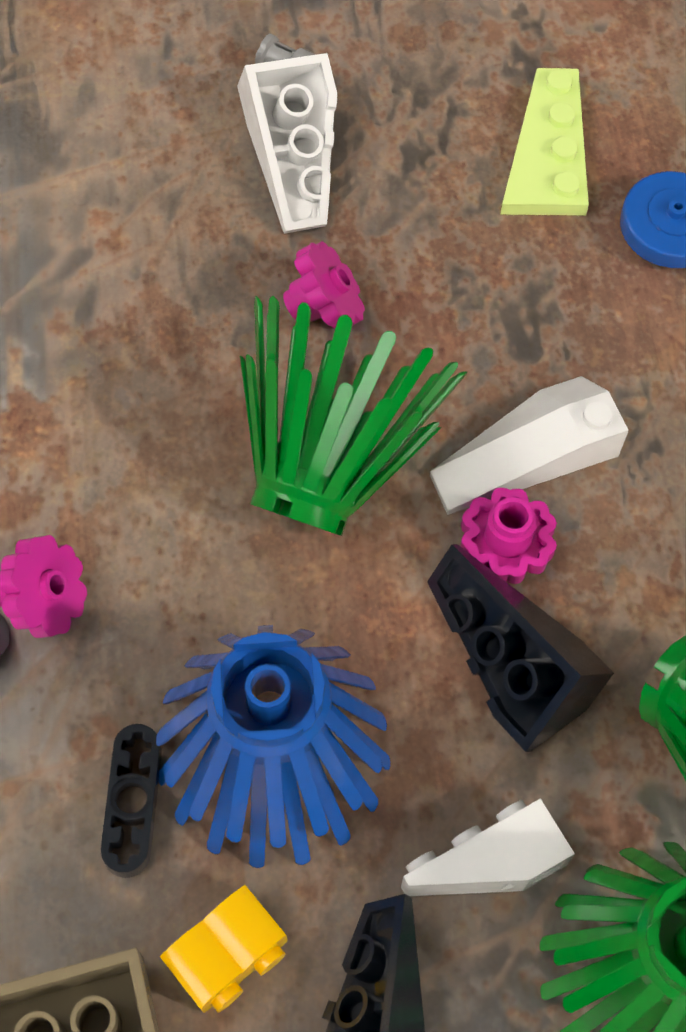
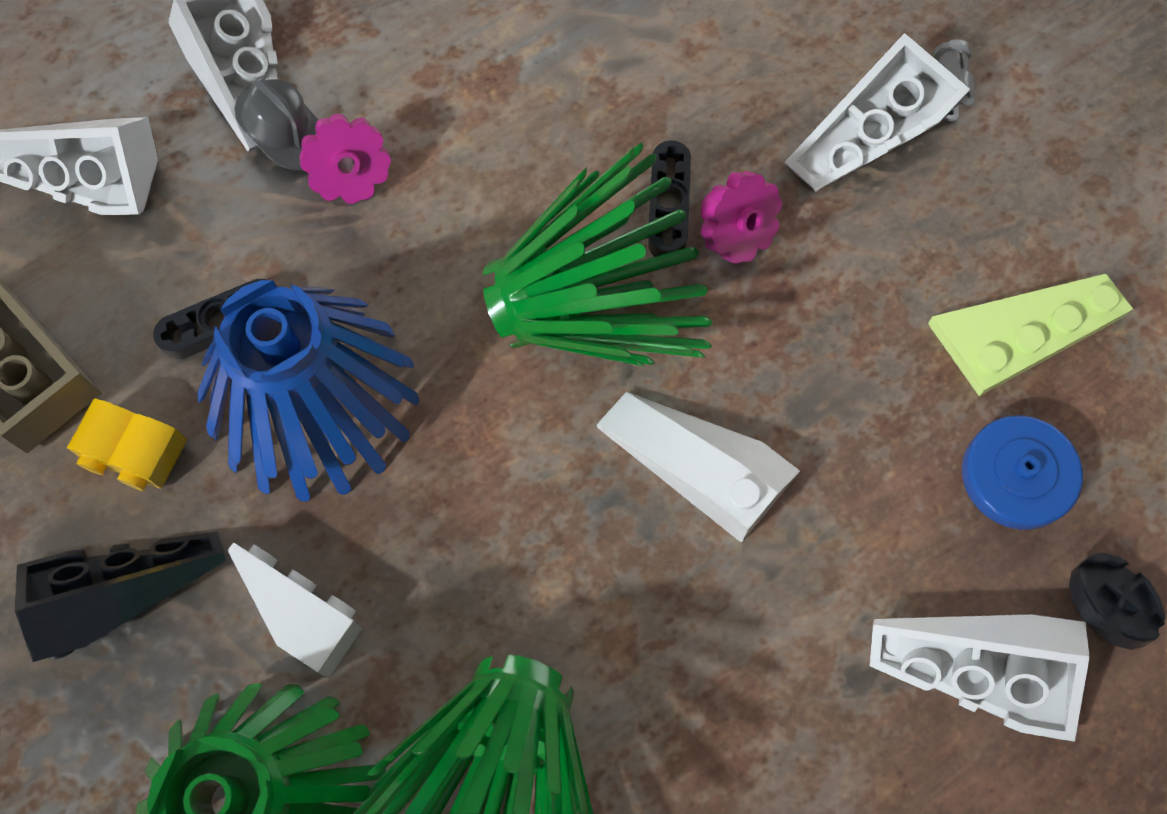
camera: 65 degrees right, 5 degrees up
(244, 317) = (680, 185): none -> black beam
(509, 534) = (598, 502): dark pink plant -> none
(526, 659) = (490, 556): black wedge -> none

